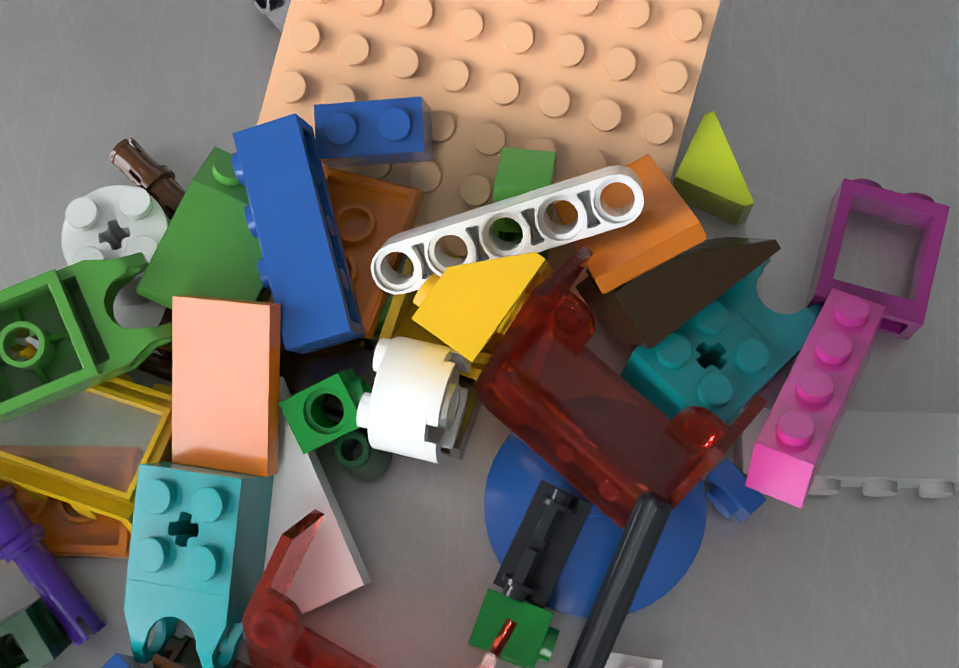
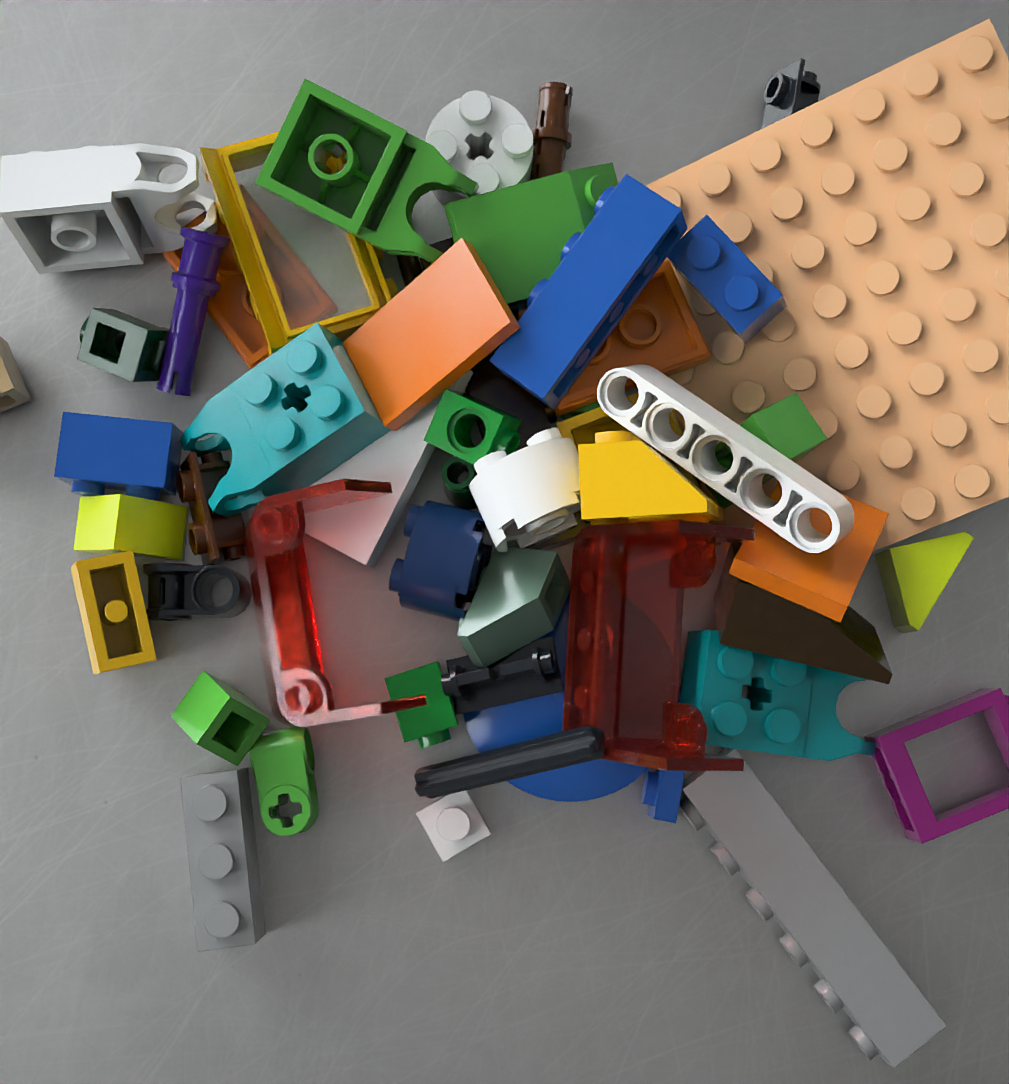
camera: 40 degrees right, 10 degrees up
(411, 520) = (440, 559): none -> dark blue brick
(491, 489) = (514, 603): none -> sand green slope
(814, 398) = (787, 801): dark pink brick -> none

